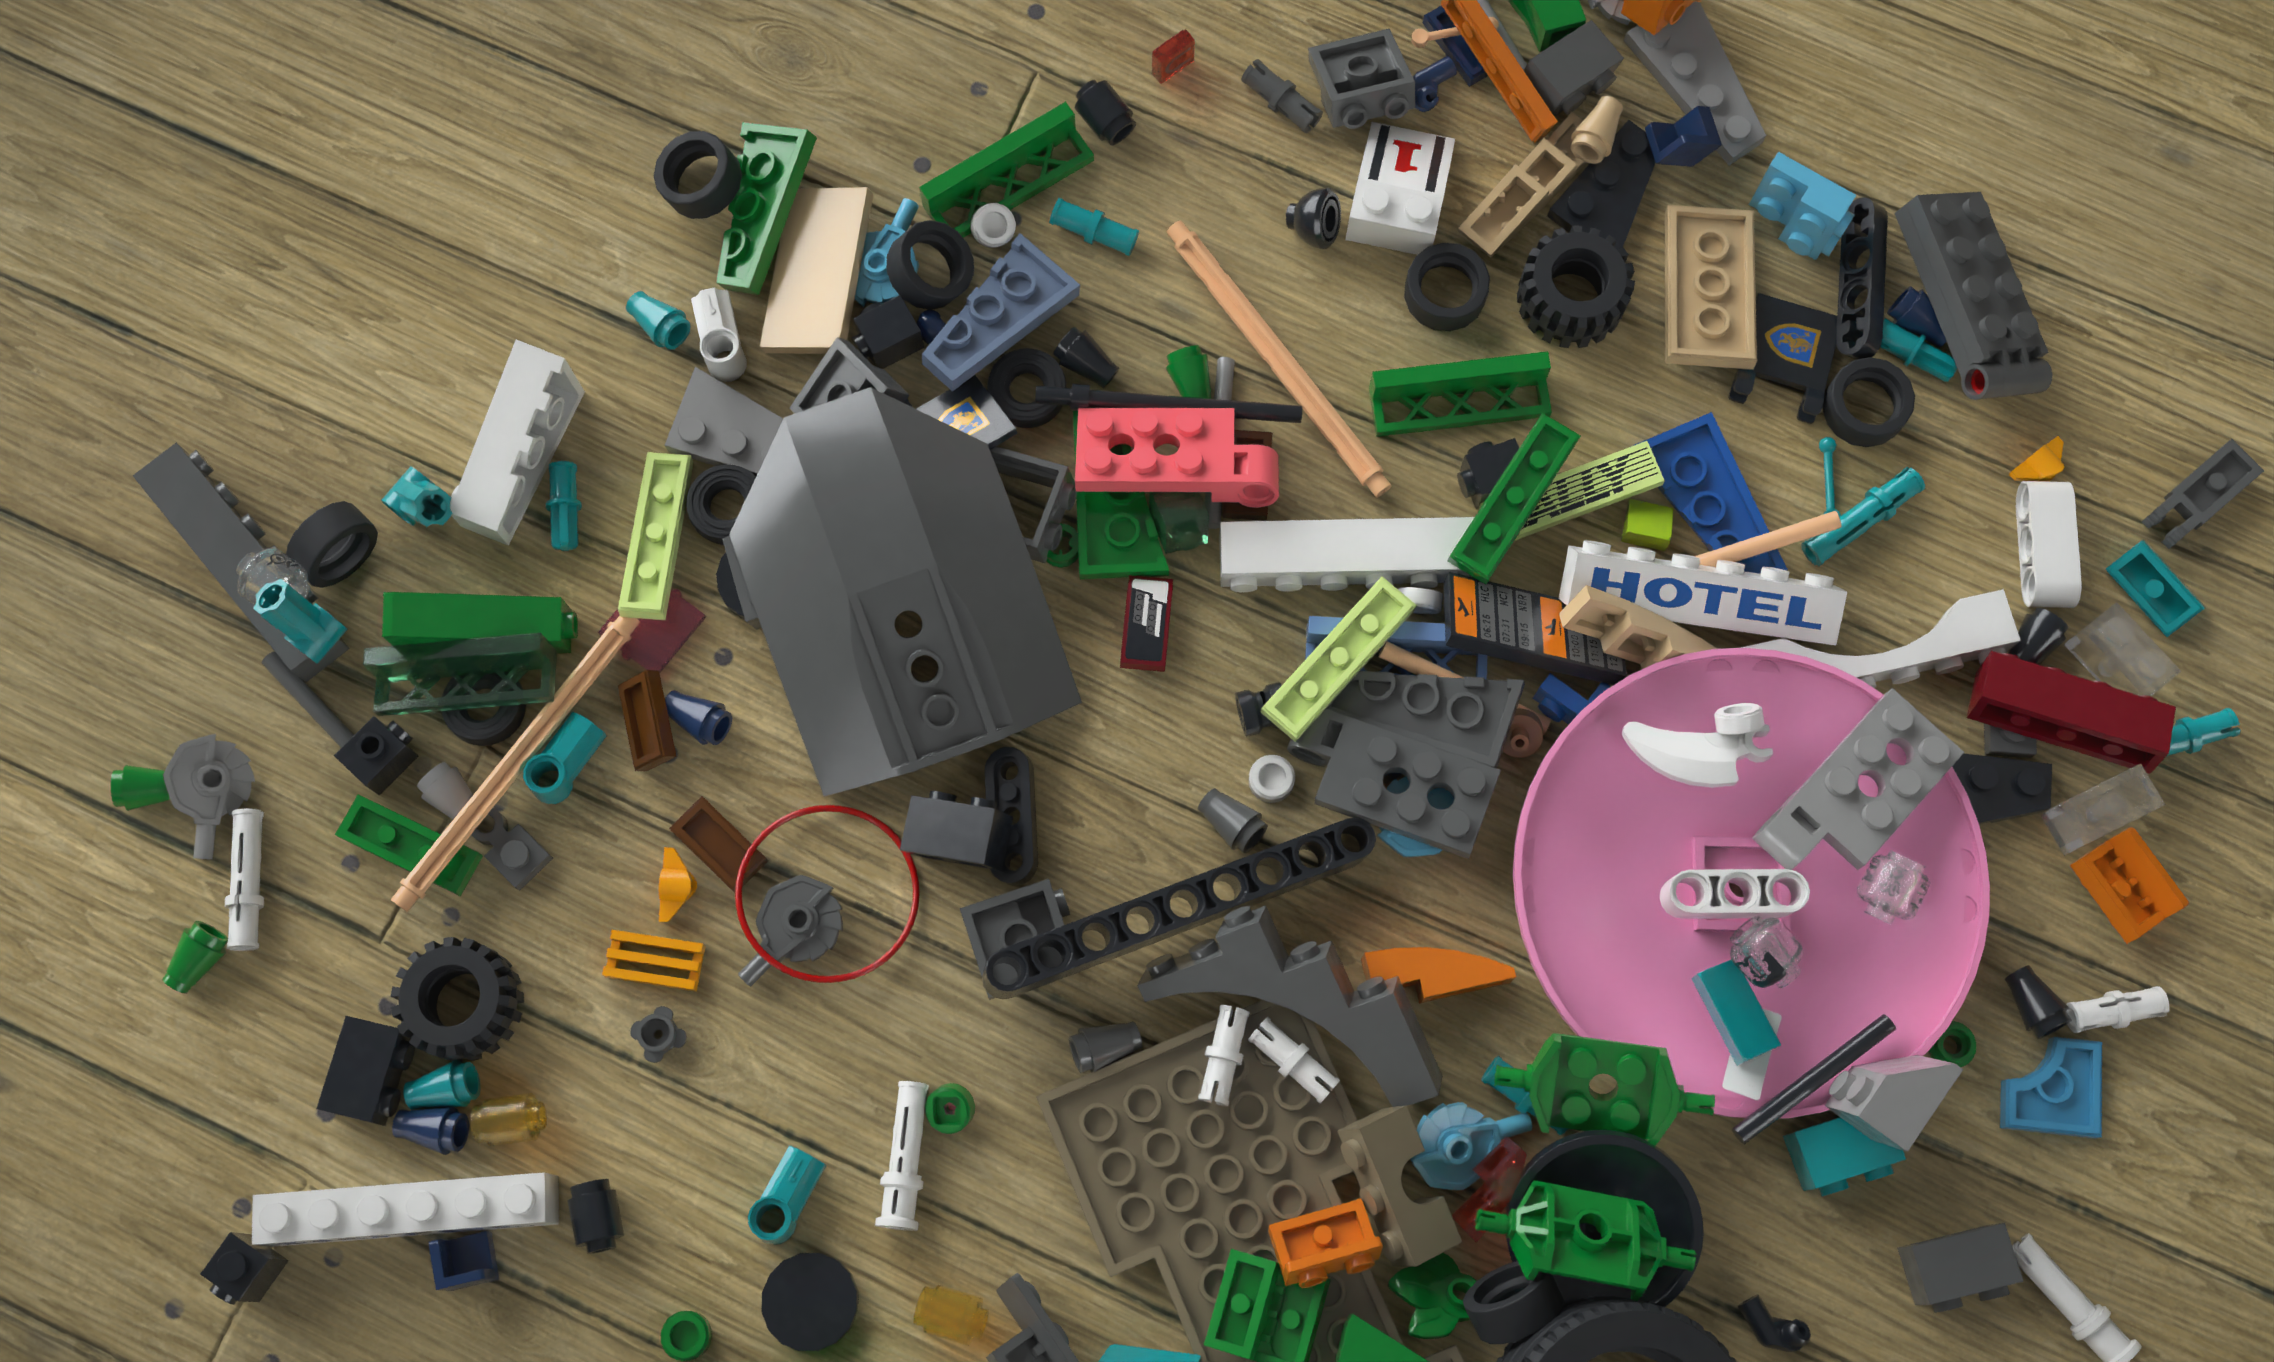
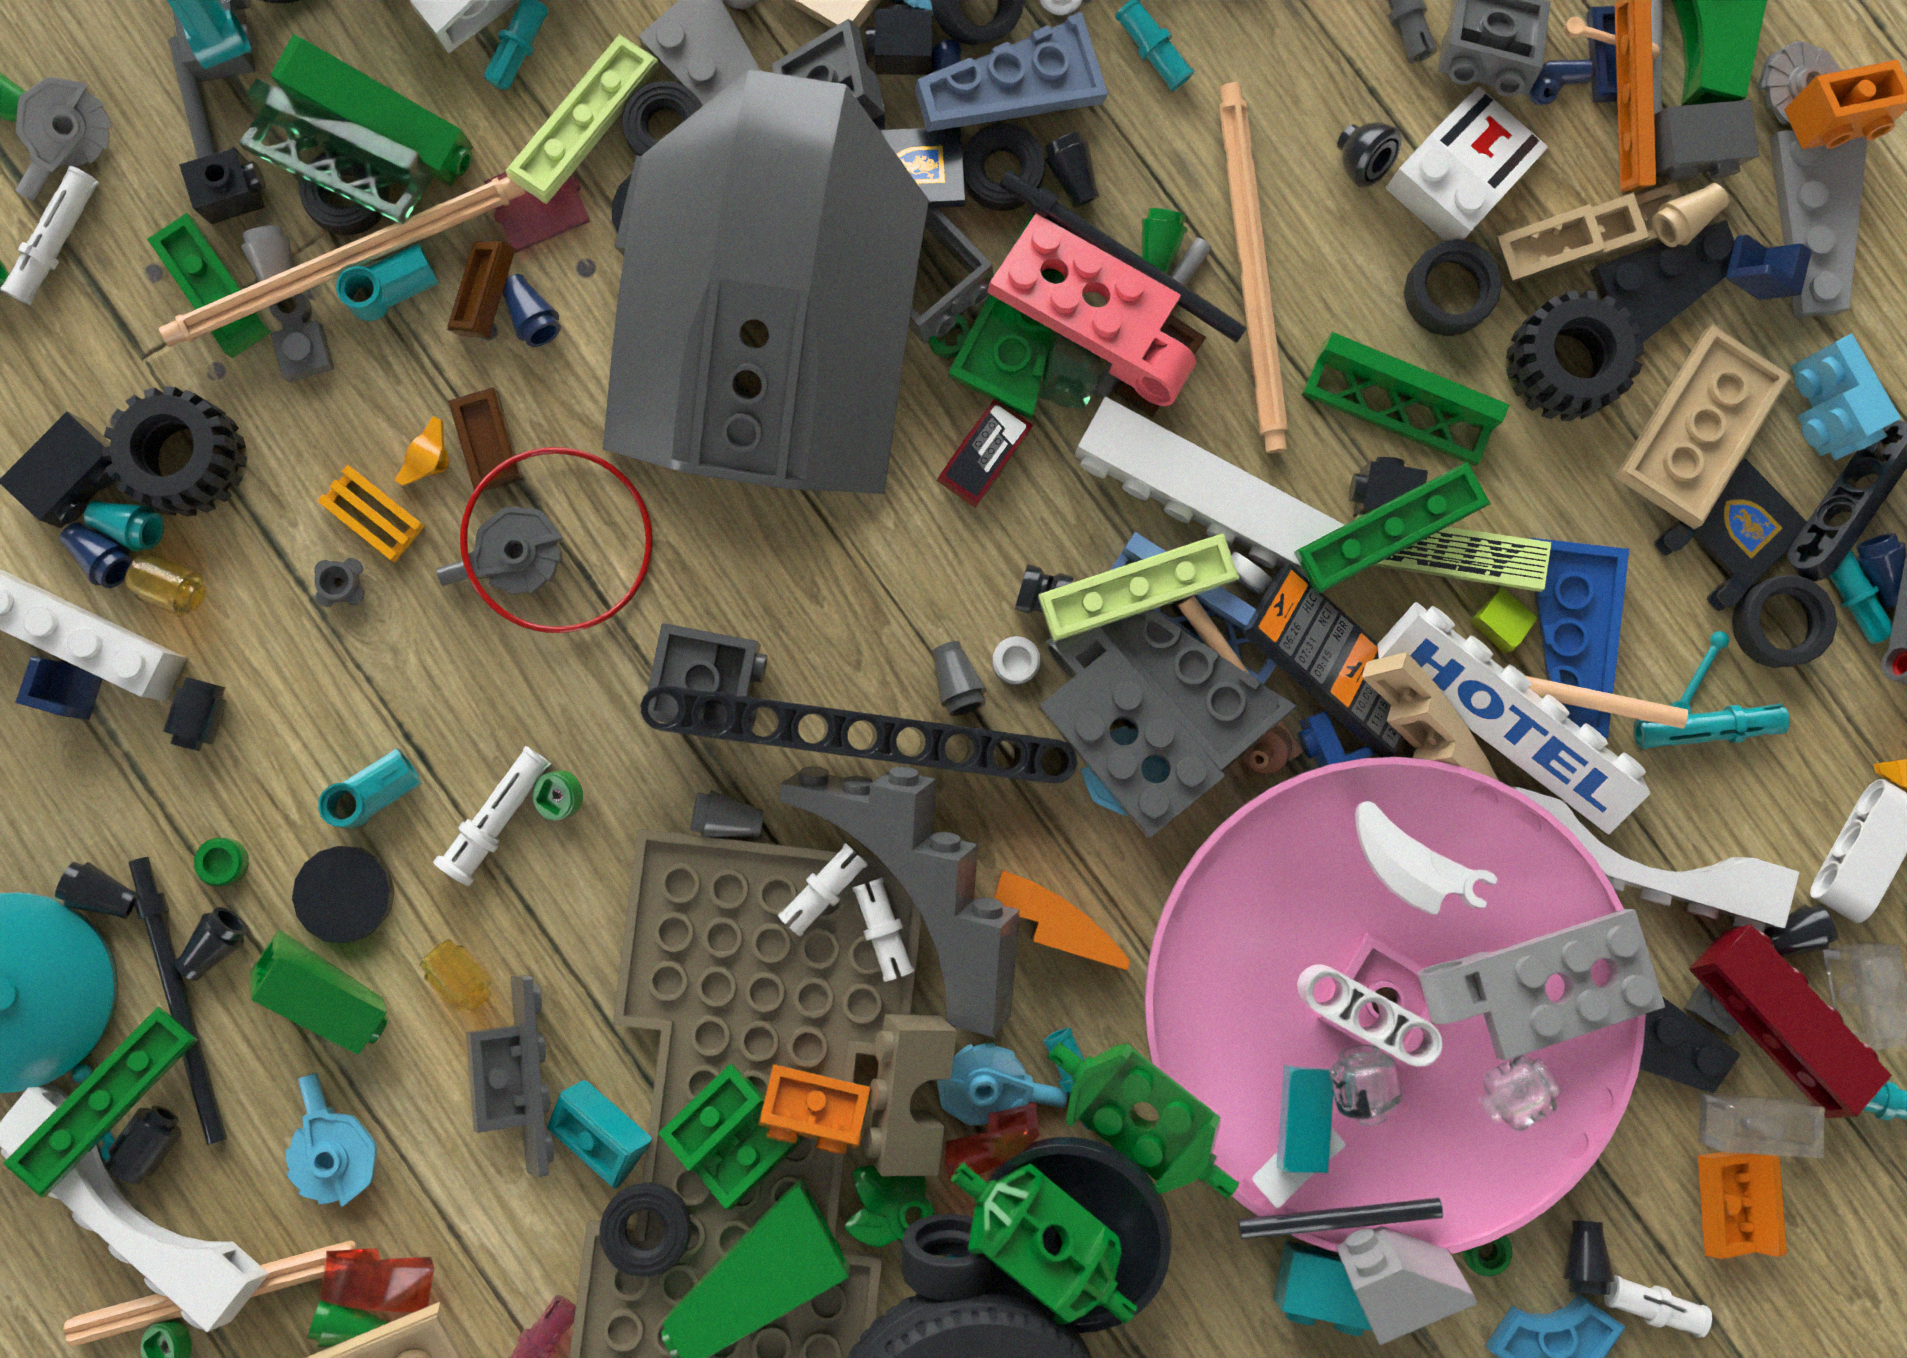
camera: 20 degrees right, 10 degrees up
(957, 831) = (698, 551): black brick -> none
(1012, 796) = (759, 542): black plate -> none
(1739, 718) = (1473, 858): white tile -> none

